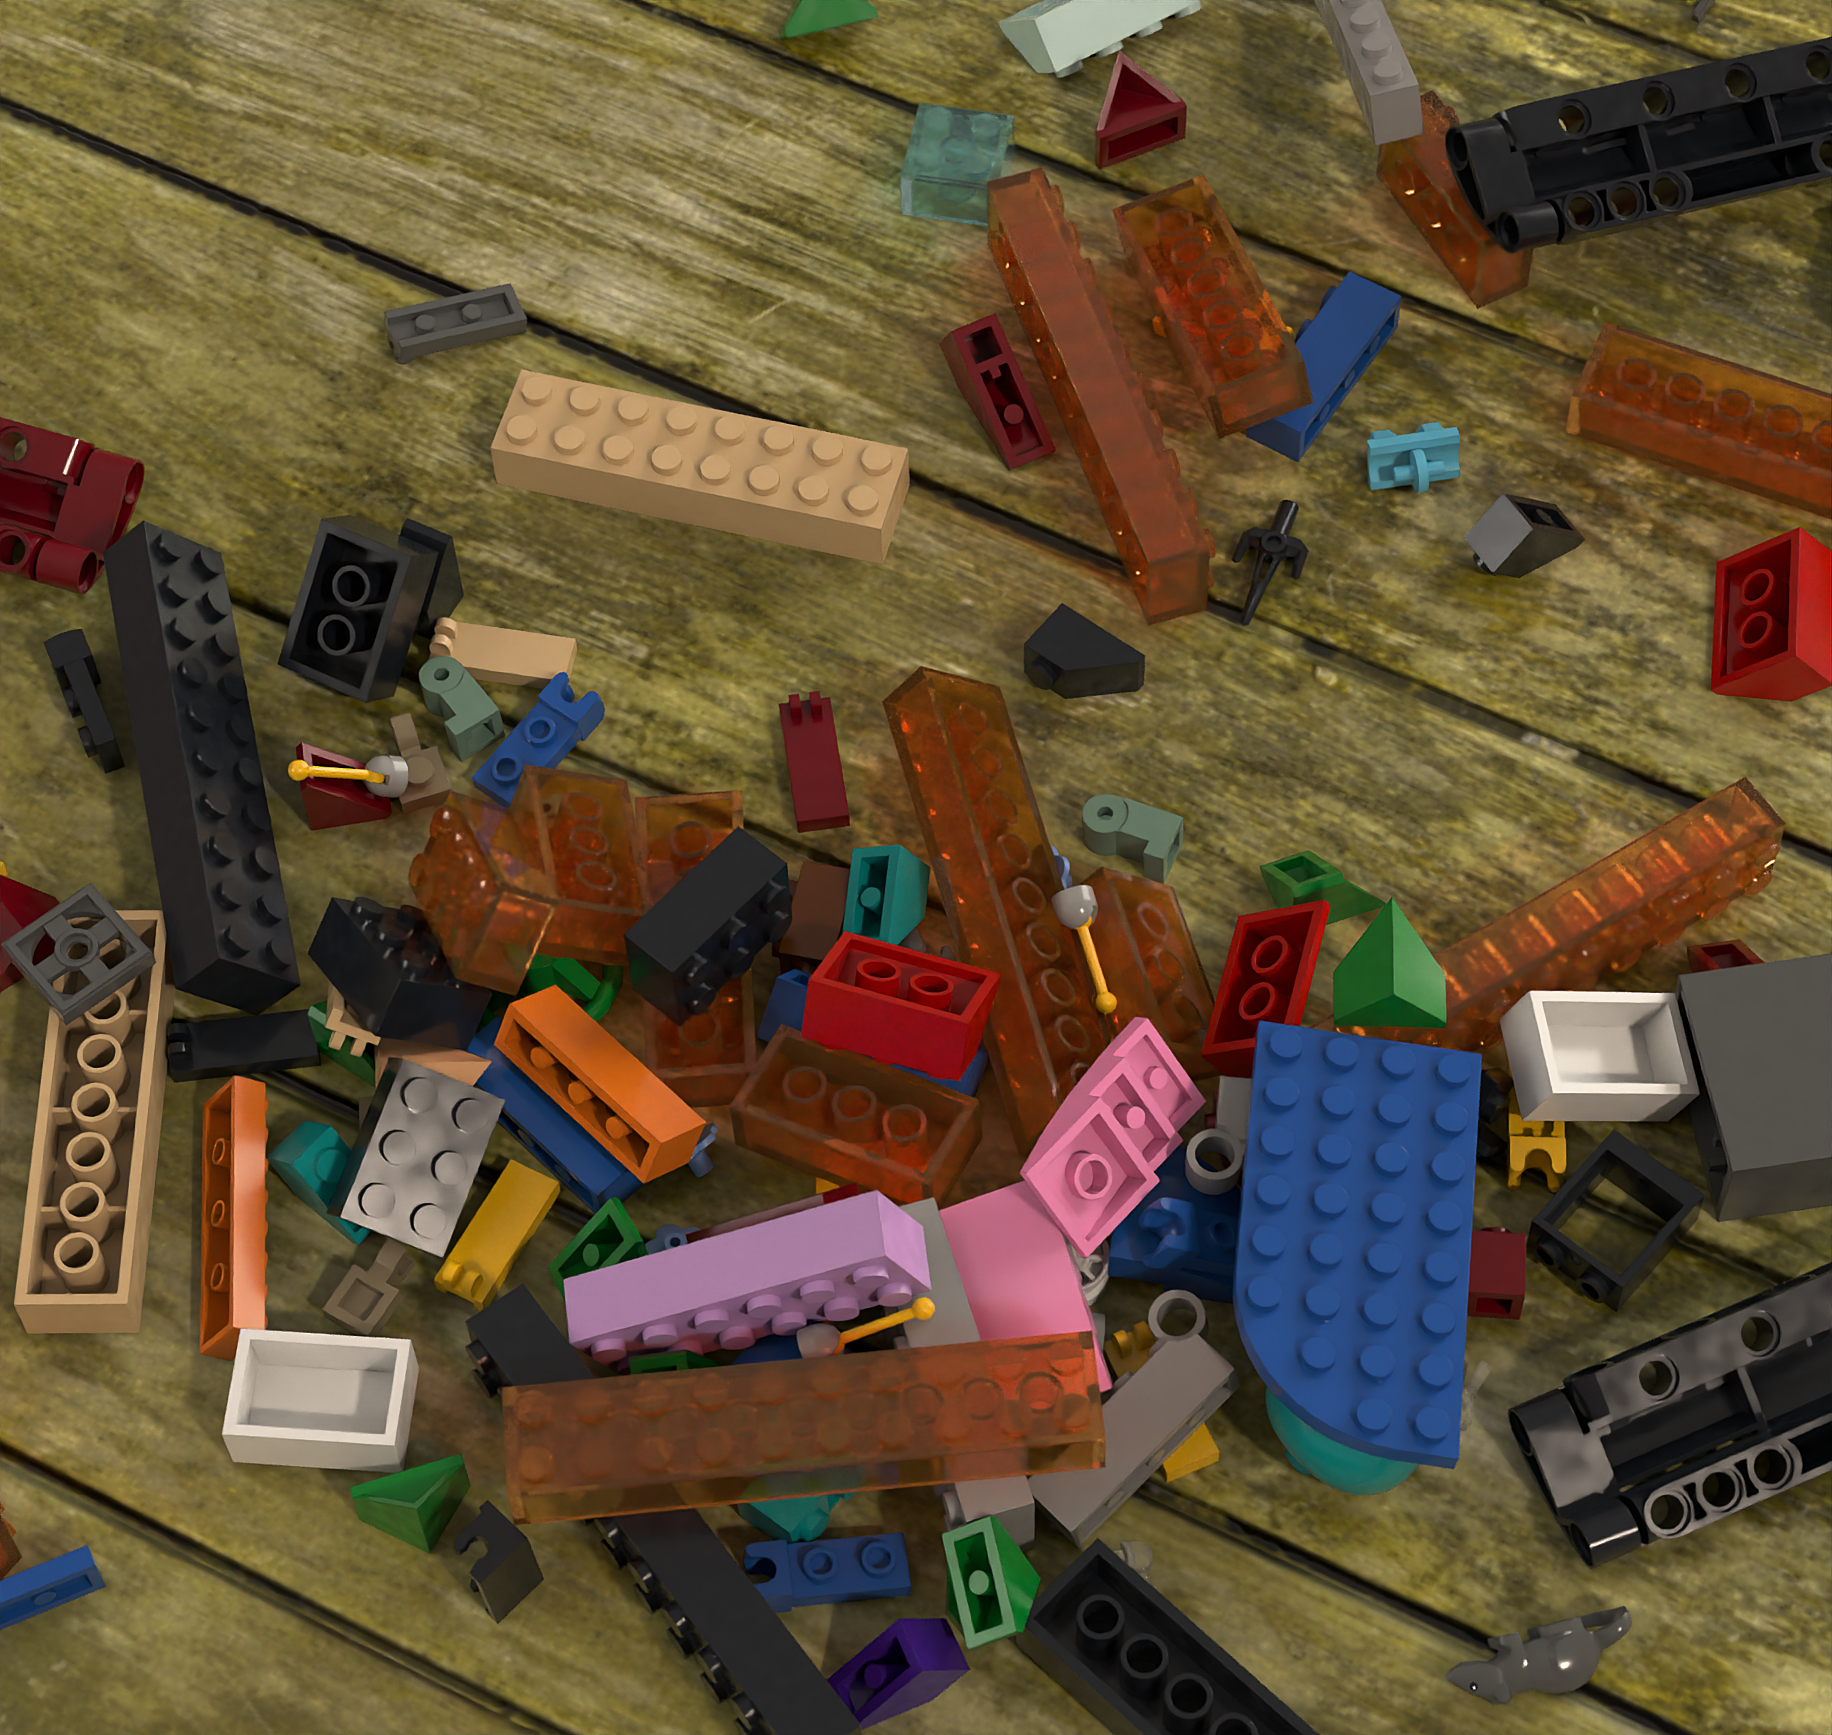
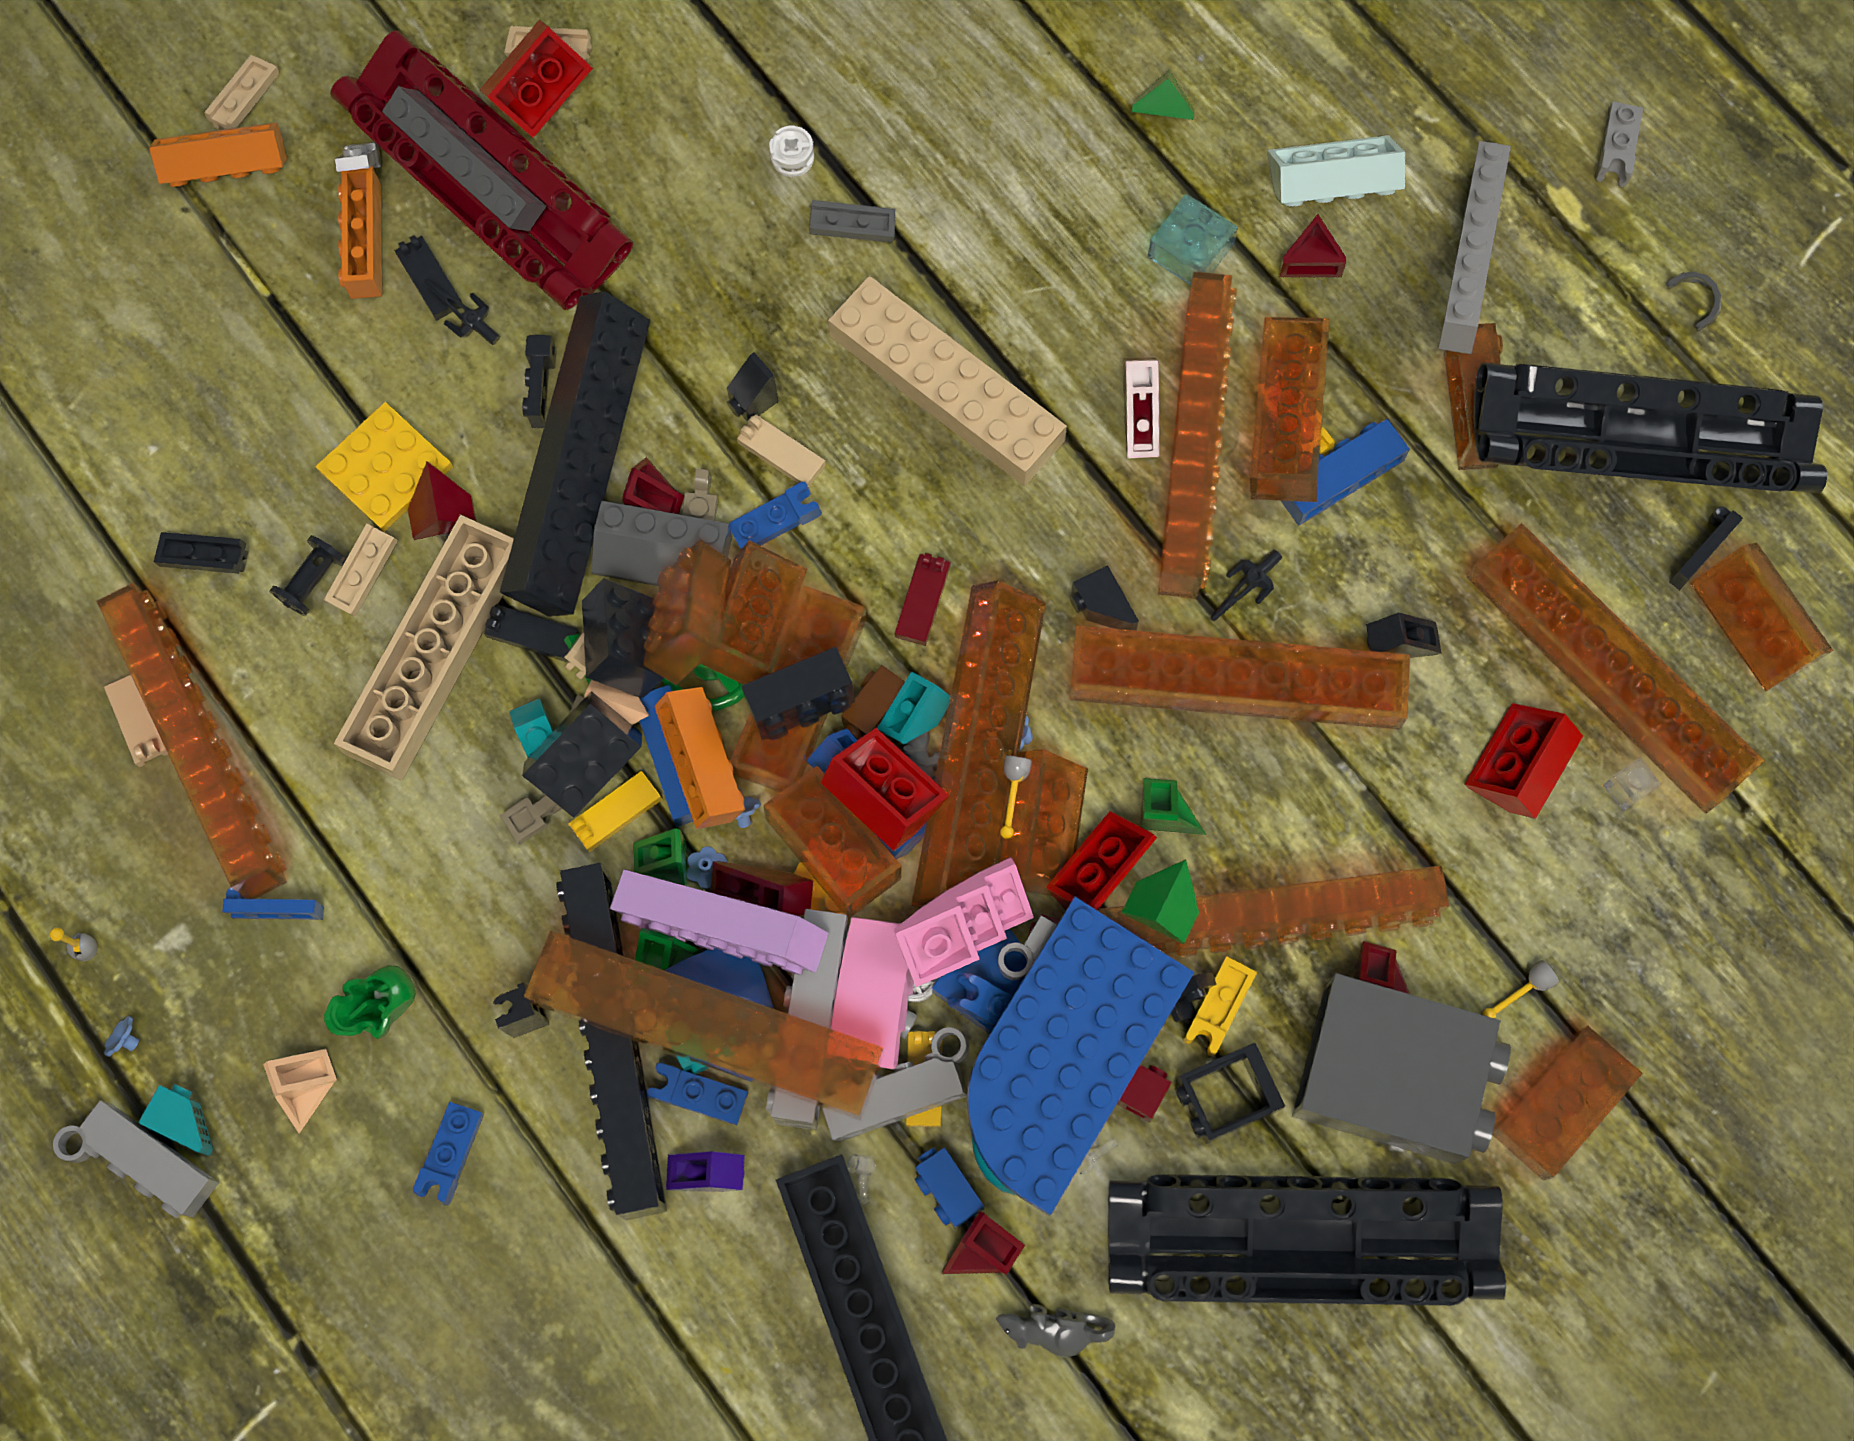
camera: 25 degrees right, 15 degrees up
(103, 982) = (461, 571): dark grey piece -> none
(233, 1216) = (476, 739): orange piece -> none
(251, 1653) = (370, 1003): none -> green head
(320, 263) = (791, 150): none -> white wheel
(321, 1400) = (473, 871): white piece -> none
(357, 608) = (705, 394): black brick -> none
(361, 841) = (641, 542): none -> dark grey slope
(382, 774) = (675, 502): hinge -> none
(414, 1502) = (498, 952): green slope -> none
(469, 712) = (741, 467): sand green leg -> none
(826, 1340) = (745, 973): hinge -> none
(987, 1583) = (770, 1154): green slope -> none
(1133, 831) = (1081, 725): sand green leg -> none
(1276, 1530) = (948, 1186): none -> blue brick
(1324, 673) = (1240, 677): none -> clear orange brick
(1377, 1592) = (984, 1249): none -> dark red slope
(1413, 458) = (1364, 557): medium azure hips -> none
(1598, 1056) = (1268, 995): white piece -> none

